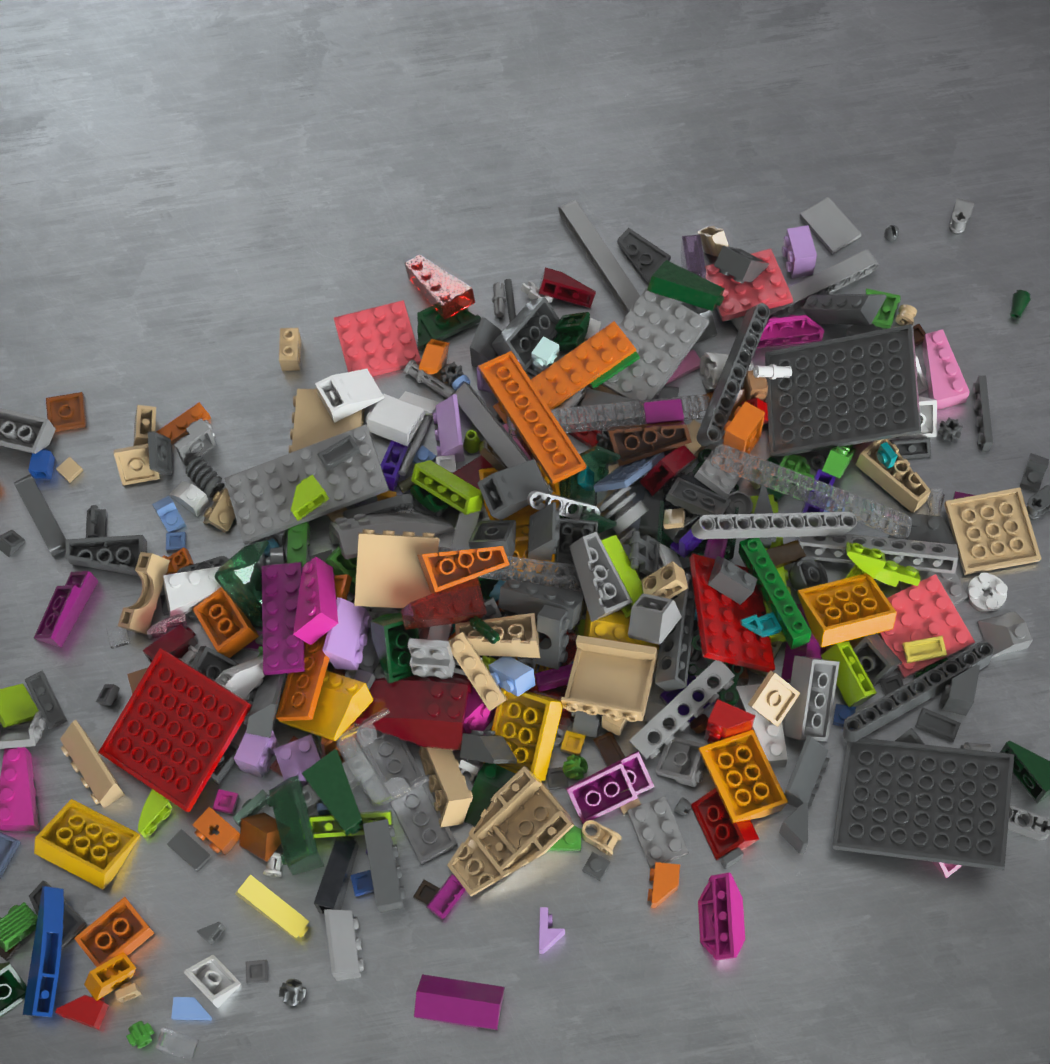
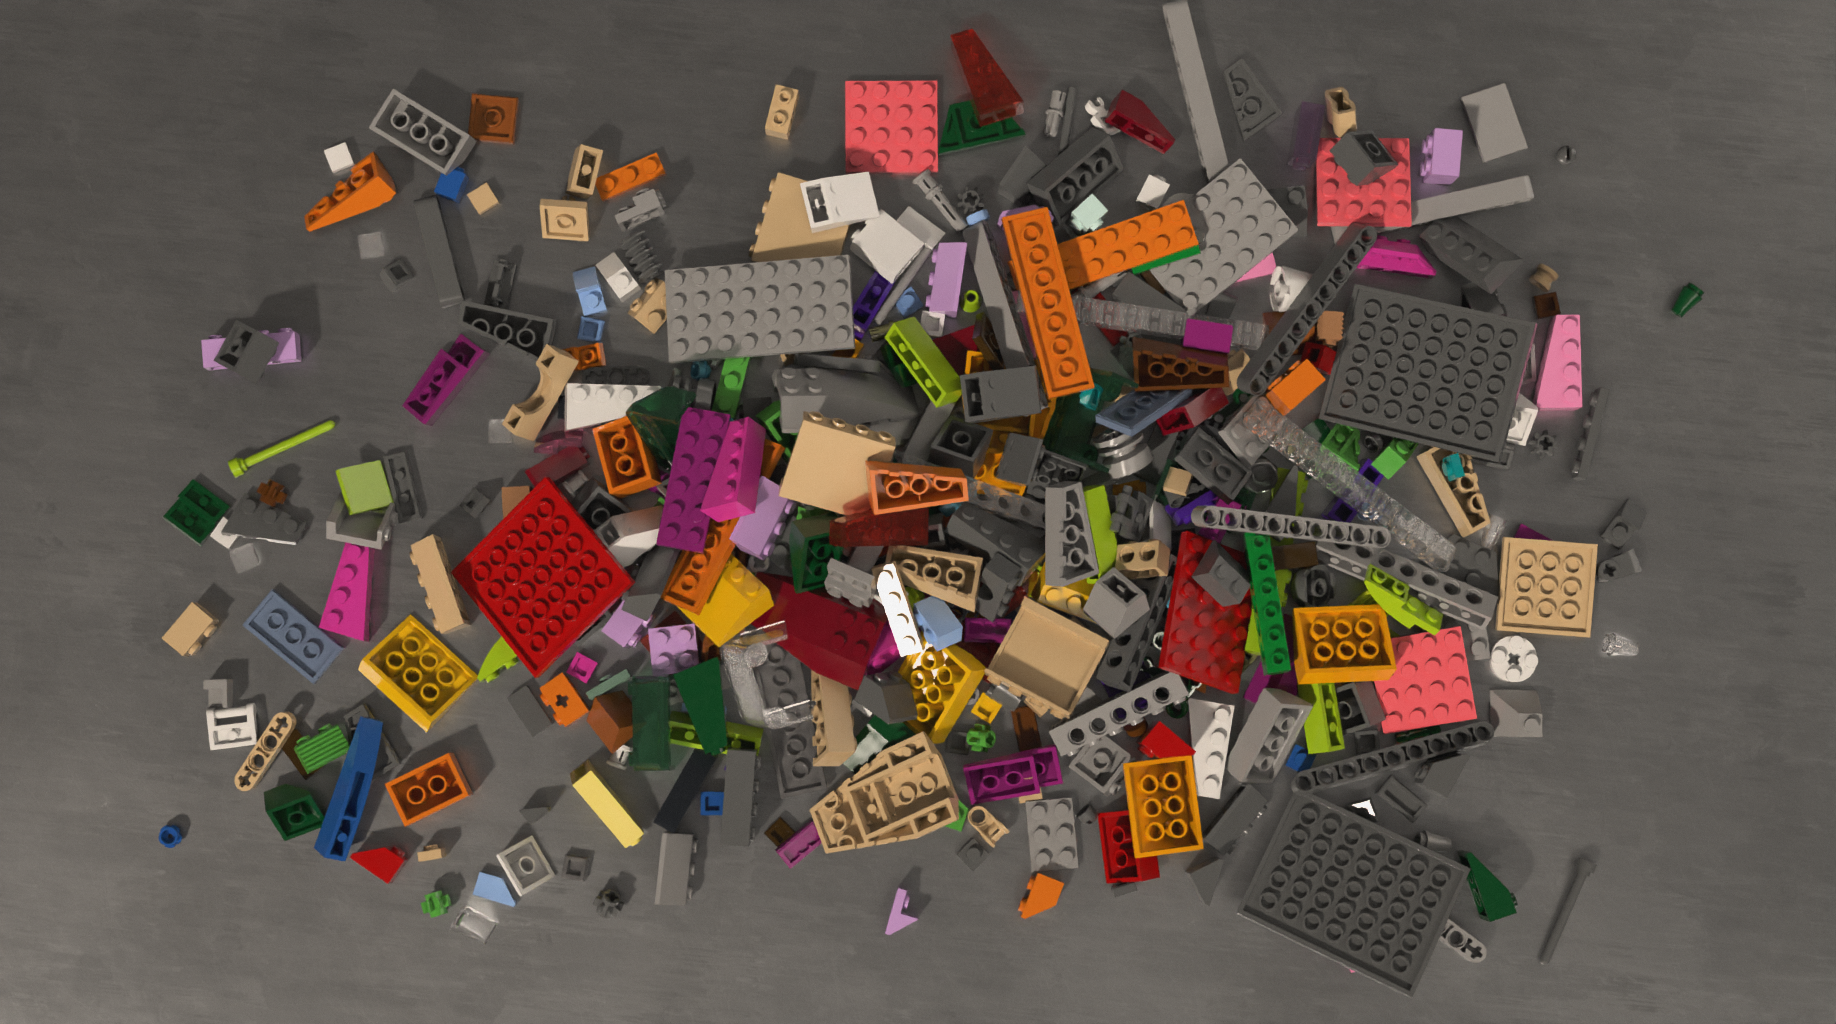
camera: 10 degrees right, 20 degrees up
(109, 976) = (415, 835): light orange brick -> none
(160, 453) = (595, 215): dark grey tile -> none
(307, 497) = (757, 334): lime slope -> none
(338, 452) = (806, 285): dark grey tile -> none
(365, 677) = (768, 575): dark grey tile -> none
(434, 356) = (954, 175): orange slope -> none
(459, 1002) = (785, 962): magenta slope -> none
(484, 629) = (920, 566): dark green axle -> none
(563, 506) = (1056, 429): light grey beam -> none
(572, 330) = (1130, 187): dark green slope -> none
(685, 286) = (1285, 174): dark green slope -> none
(721, 917) = (1091, 954): dark pink wedge -> none
(763, 625) = (1240, 639): teal slope -> none
(772, 371) = (1353, 321): white pin -> none
(774, 698) = (1223, 733): tan tile -> none
(888, 309) = (1525, 249): bright green wing -> none
(924, 649) = (1416, 712): light yellow tile -> none
(960, 215) = (1661, 154): light grey piece -> none

